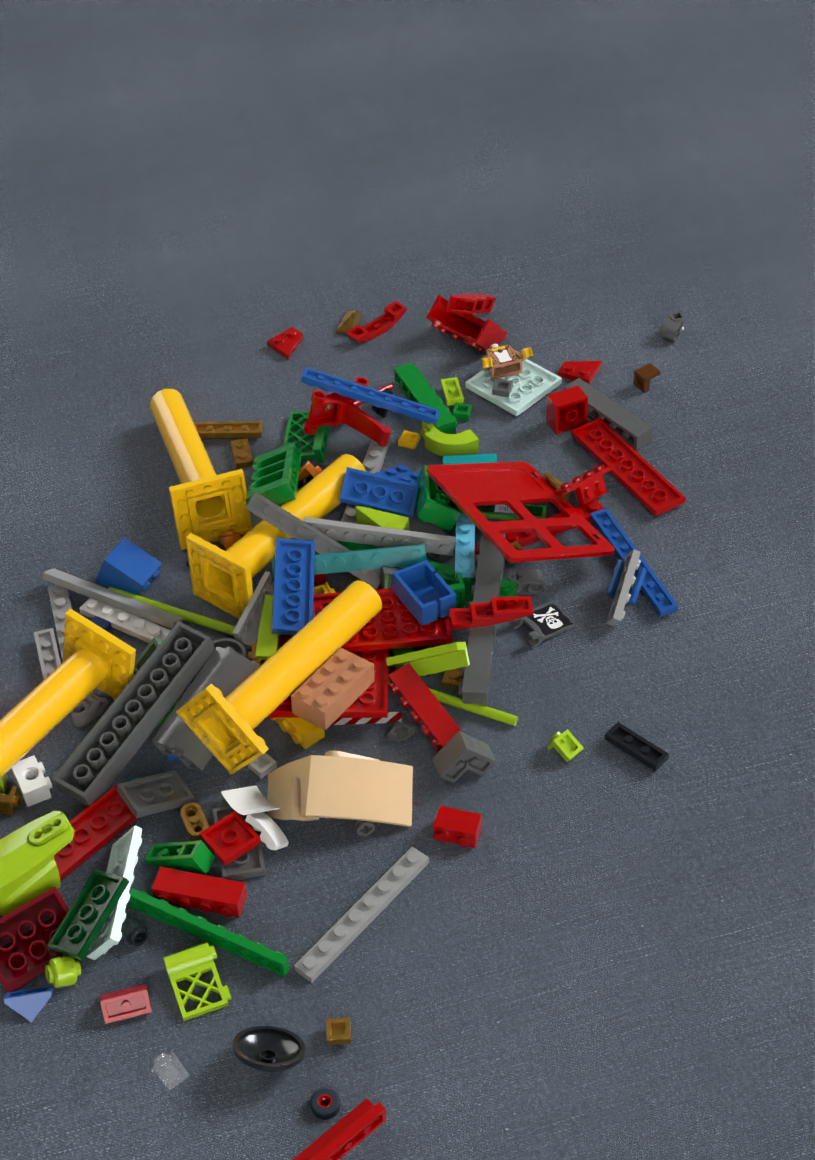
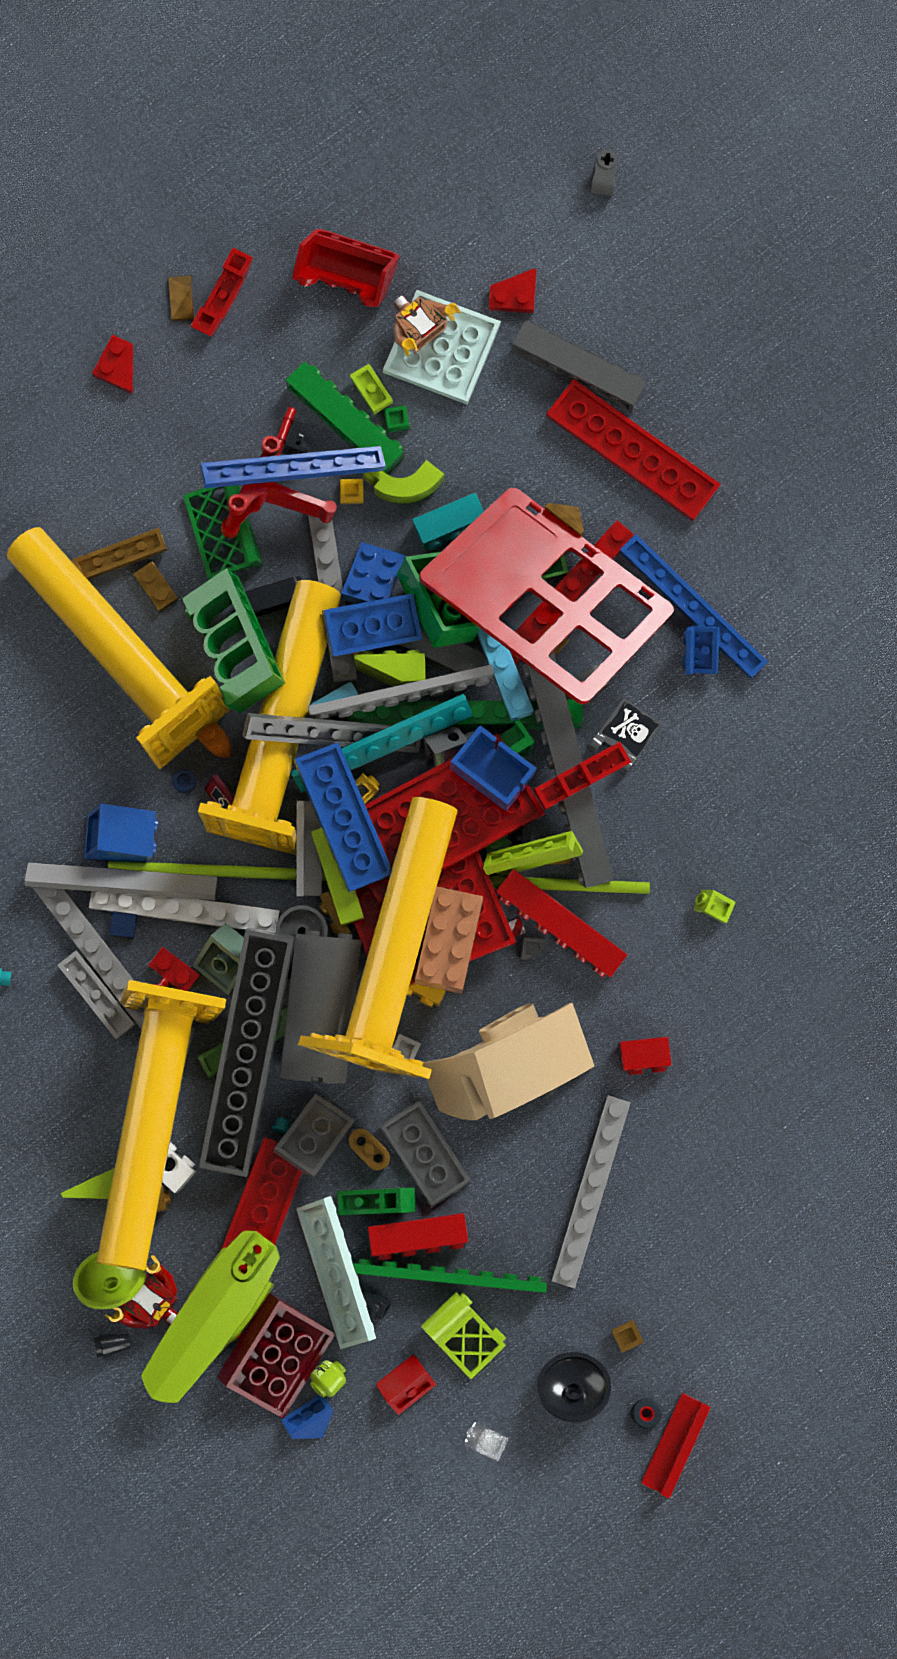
camera: 25 degrees left, 35 degrees up
(88, 914) = (328, 1317): dark green tile -> none
(230, 838) = (420, 1162): red plate -> none
(247, 800) = (418, 1108): white sticker -> none
(270, 831) = (458, 1136): white slope -> none
(308, 469) = (275, 607): orange plate -> none
(463, 754) = (618, 968): dark grey panel -> none
(470, 303) = (337, 229): red slope -> none
(502, 388) = (437, 371): dark grey plate -> none
(566, 409) = (531, 383): red brick -> none
(587, 486) = (600, 506): red bracket -> none
(622, 593) = (703, 664): light grey plate -> none
(636, 746) = (789, 878): black plate -> none
(643, 375) = (603, 283): reddish brown panel -> none

